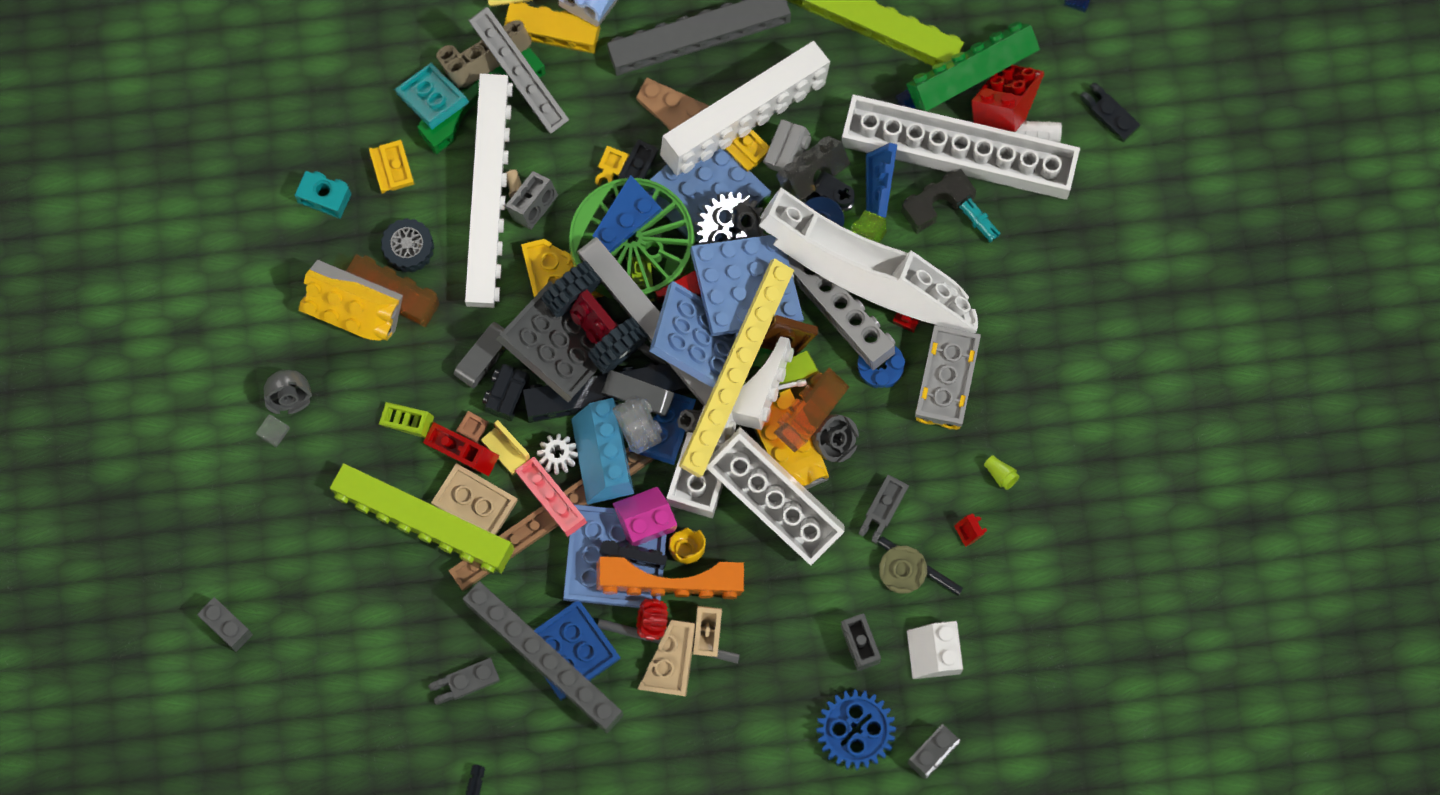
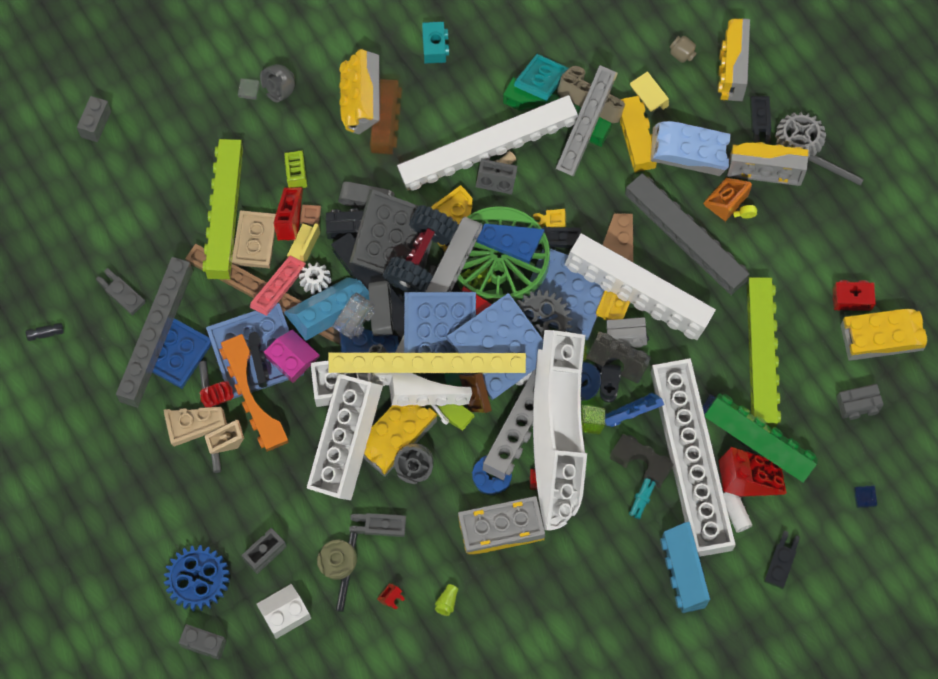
camera: 65 degrees right, 5 degrees down
(391, 166) = (477, 76): yellow plate -> none
(407, 245) = (424, 112): black wheel -> none
(687, 545) = (285, 396): yellow hair -> none
(811, 410) = (425, 434): clear orange brick -> none
(1079, 210) = (685, 568): none -> dark azure slope

